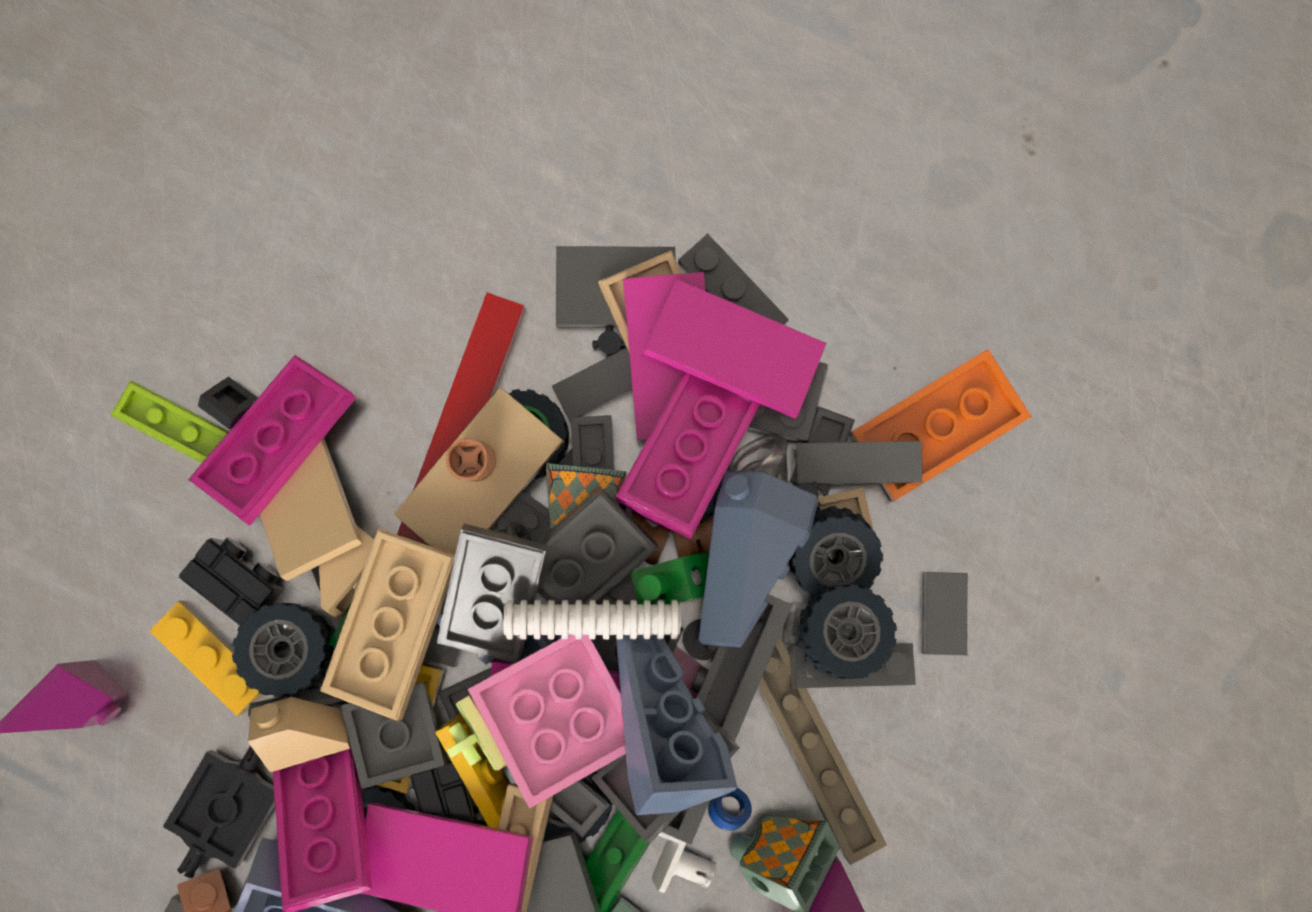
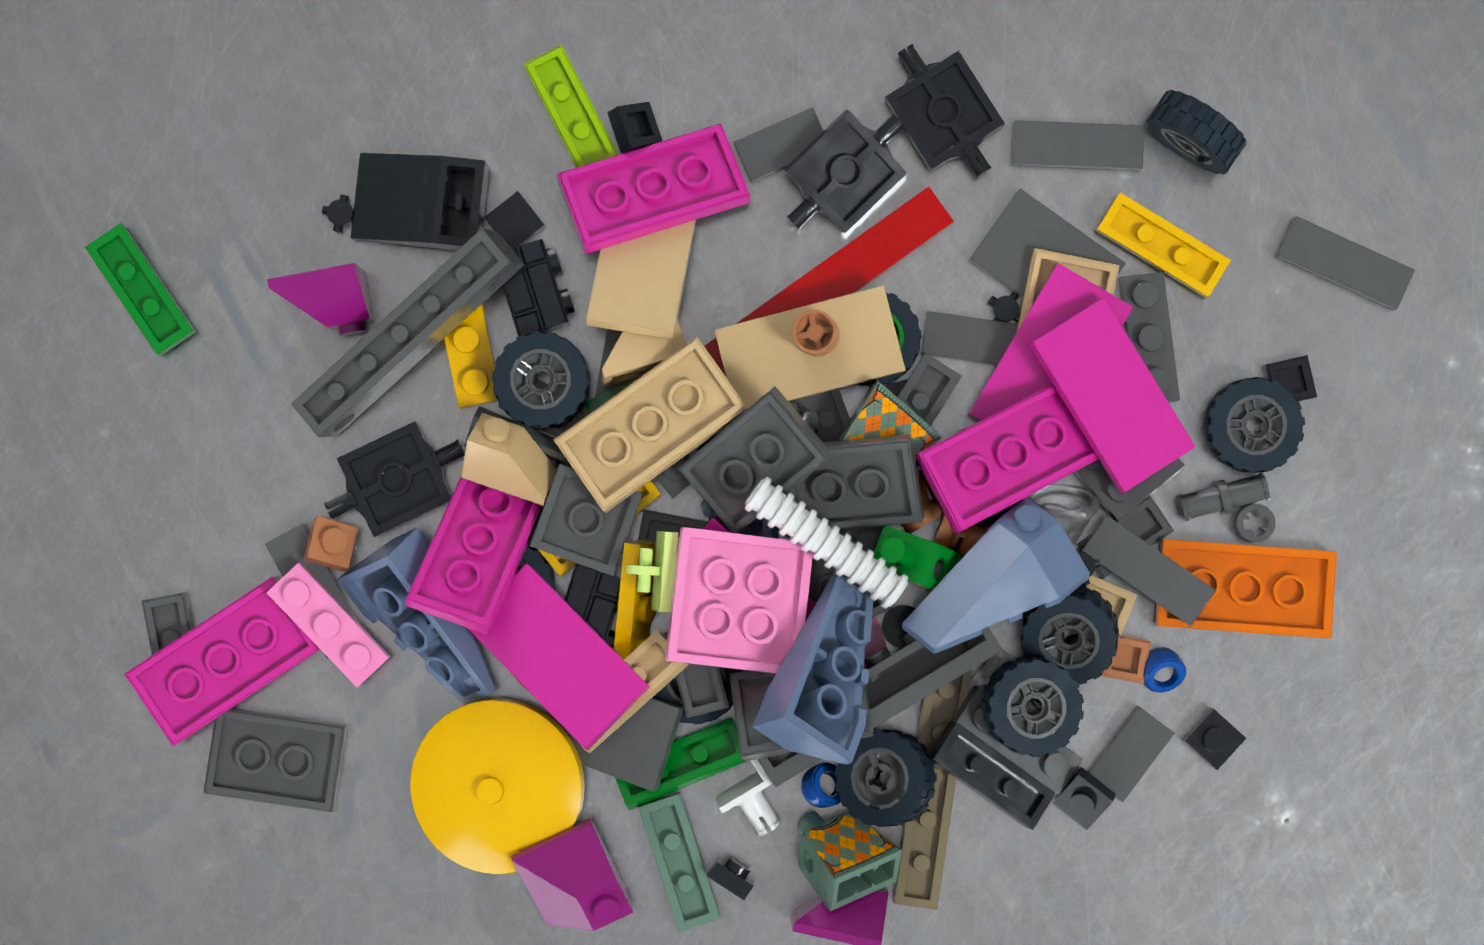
camera: 35 degrees right, 5 degrees up
(42, 628) = (339, 213): none -> black piece
(98, 573) = (419, 199): none -> black slope
(146, 689) = (408, 333): none -> dark grey piece
(183, 538) = (515, 220): none -> black tile
(353, 339) = (777, 144): none -> dark grey tile
(413, 323) = (845, 171): none -> black plate
(458, 228) = (944, 110): none -> black plate
(577, 186) = (1078, 145): none -> dark grey tile
(657, 110) = (1196, 132): none -> black wheel
(693, 214) = (1163, 245): none -> yellow plate
(796, 772) = (905, 792): none -> black wheel
(837, 135) = (1345, 263): none -> dark grey tile
(852, 707) = (991, 775): none -> black plate
(859, 249) = (1294, 375): none -> black tile
(874, 367) = (1224, 497): none -> dark grey pin
(878, 289) = (1278, 432): none -> black wheel
(894, 541) = (1129, 660): none -> nougat tile
(907, 360) = (1248, 534): none -> dark grey bush
(912, 529) = (1159, 659): none -> blue piece
(936, 673) = (1084, 798): none -> black plate
(999, 556) = (1214, 739): none -> black plate

